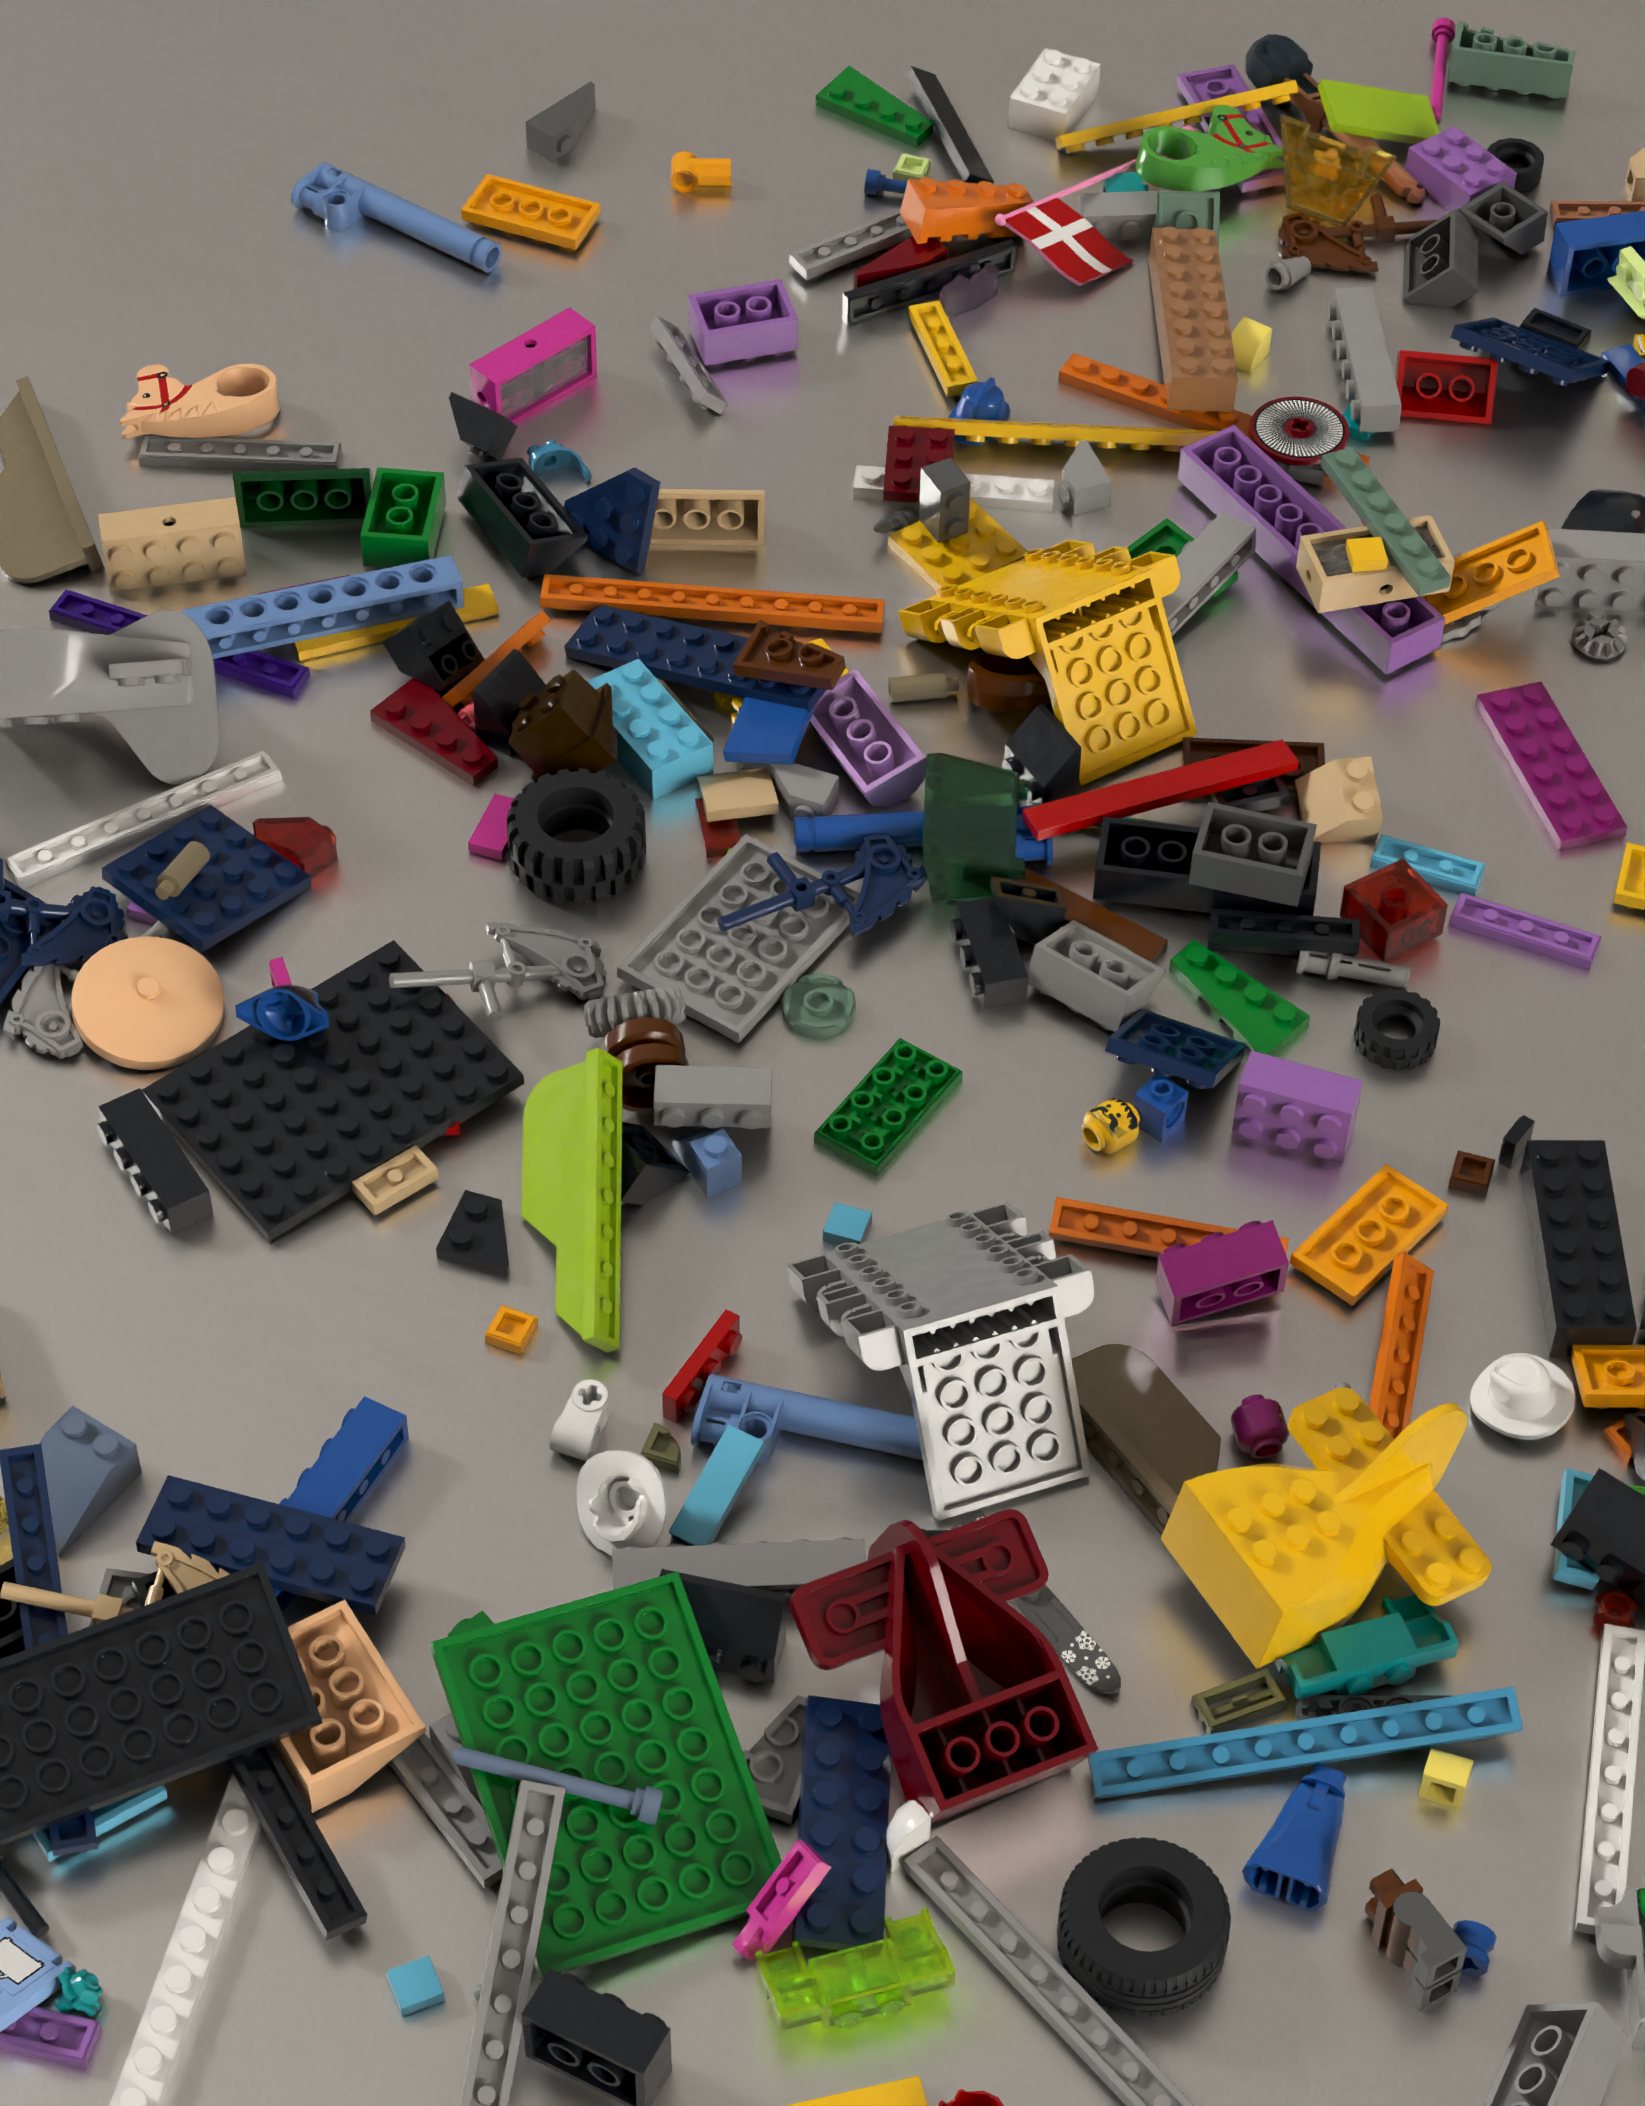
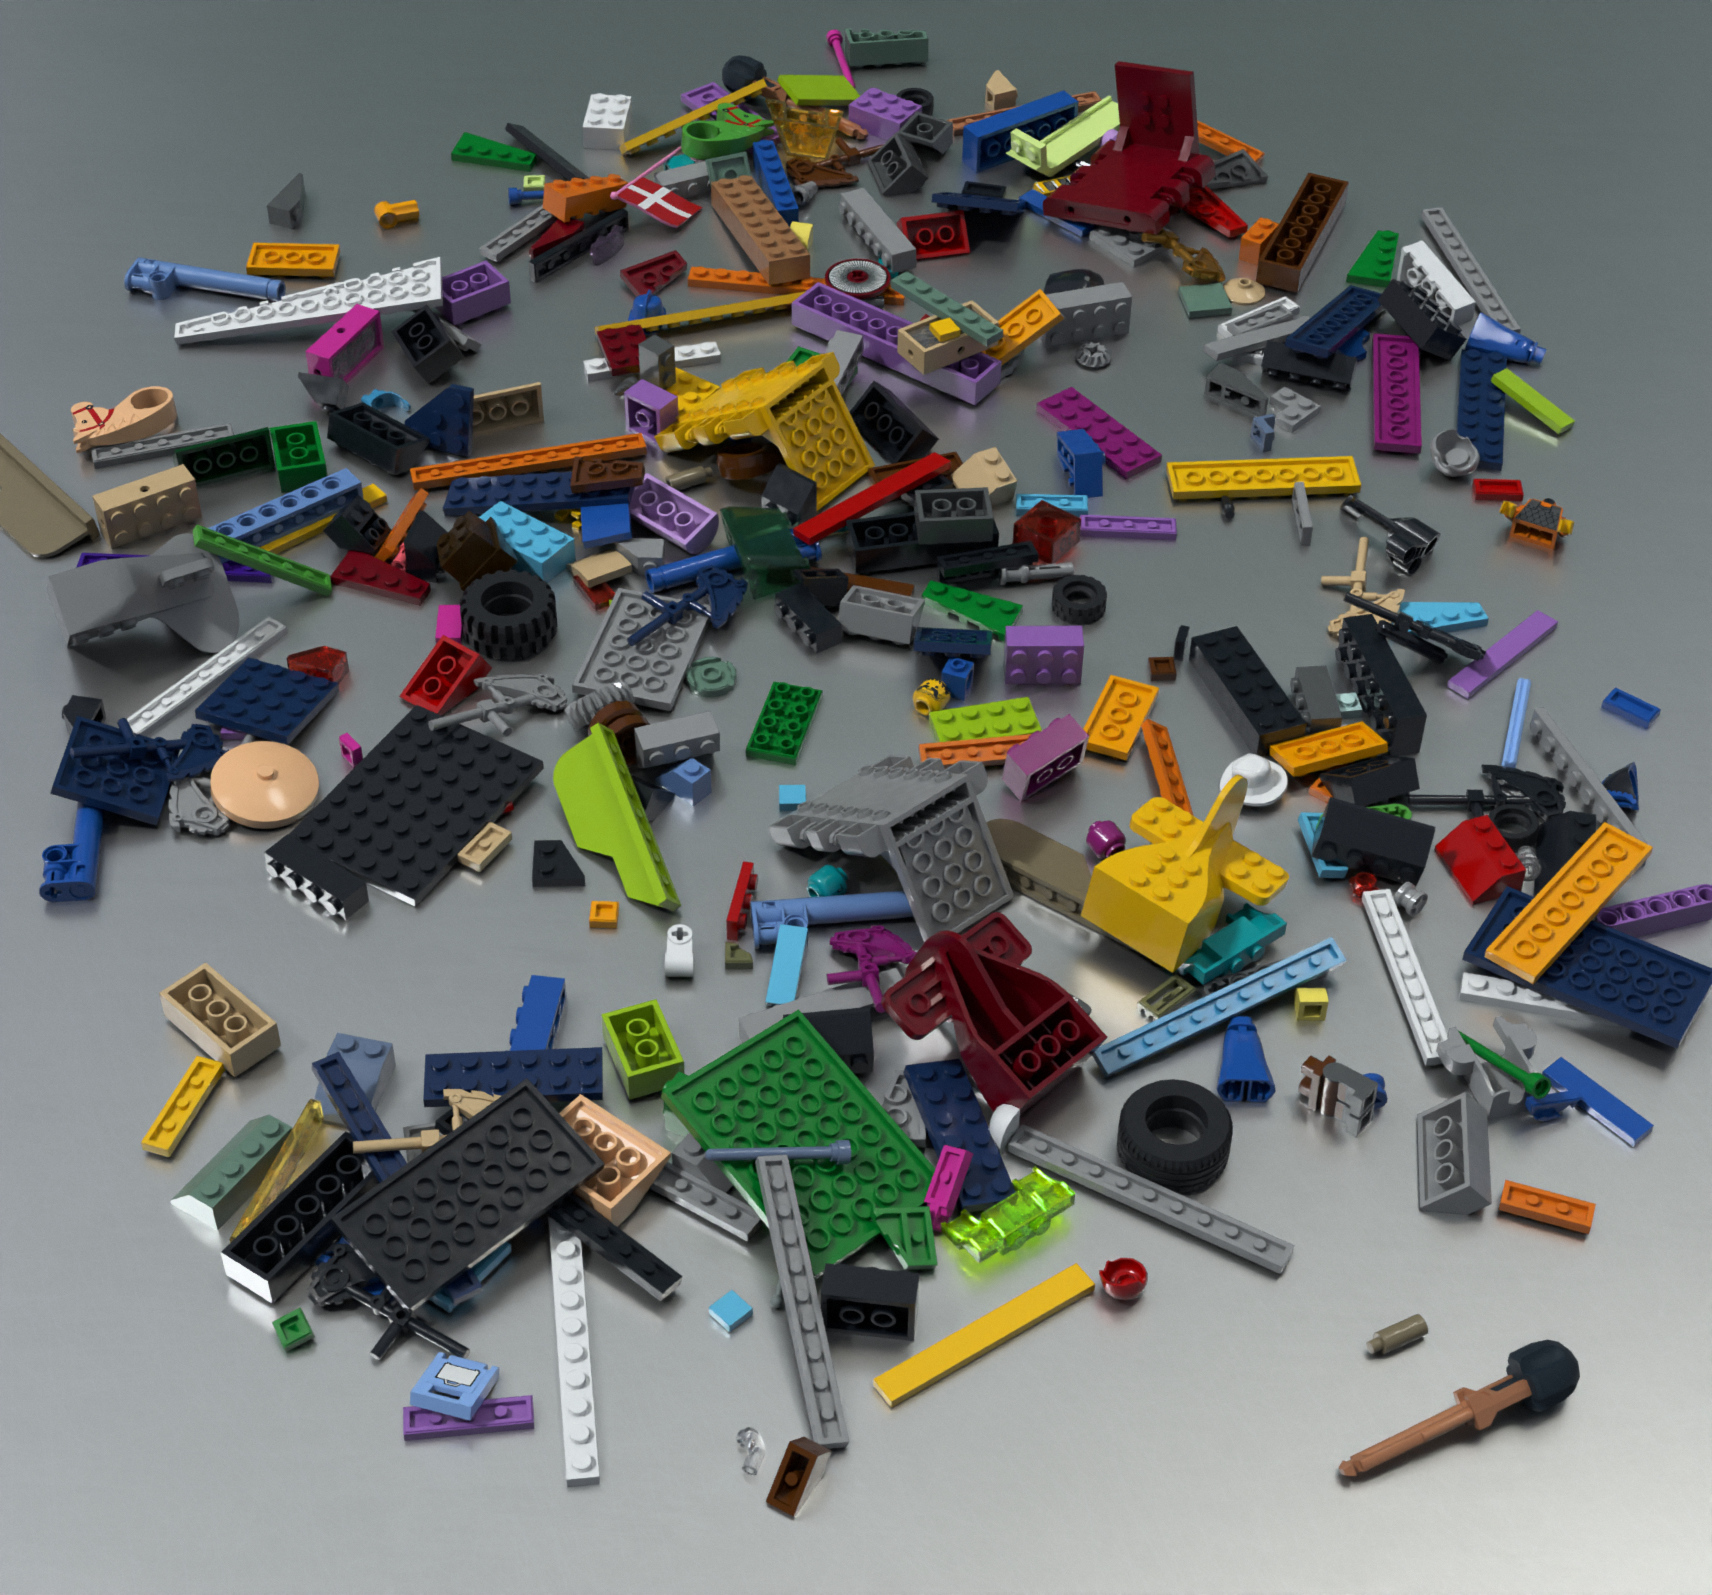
camera: 20 degrees left, 5 degrees down
(79, 1992) = (510, 1380): teal plant -> none
(182, 870) = (254, 695): dark tan cylinder -> none
(274, 670) = (262, 560): none -> bright green tile
(284, 1012) = (368, 762): blue hat -> none
(452, 909) = (445, 677): none -> red slope
(465, 1553) = (641, 1047): none -> lime brick
(608, 298) = (387, 293): none -> white wing
(621, 1500) = (730, 989): white hat -> none
(647, 389) = (427, 344): none -> black brick
(700, 1955) = (908, 1235): none -> green wing
(833, 1376) = (827, 882): none -> teal head
(854, 1485) = (867, 943): none -> magenta bar
(906, 566) = (649, 409): none -> medium lavender brick
(942, 347) = (605, 281): yellow plate -> none
(1015, 351) = (653, 273): none -> dark red wing
(1084, 482) = (736, 338): light grey slope -> none
(1174, 1186) = (985, 720): none -> lime plate
(1246, 678) = (891, 425): none -> black slope
(1249, 249) = (774, 180): none -> blue brick
(1498, 809) = (1082, 460): none -> blue wedge

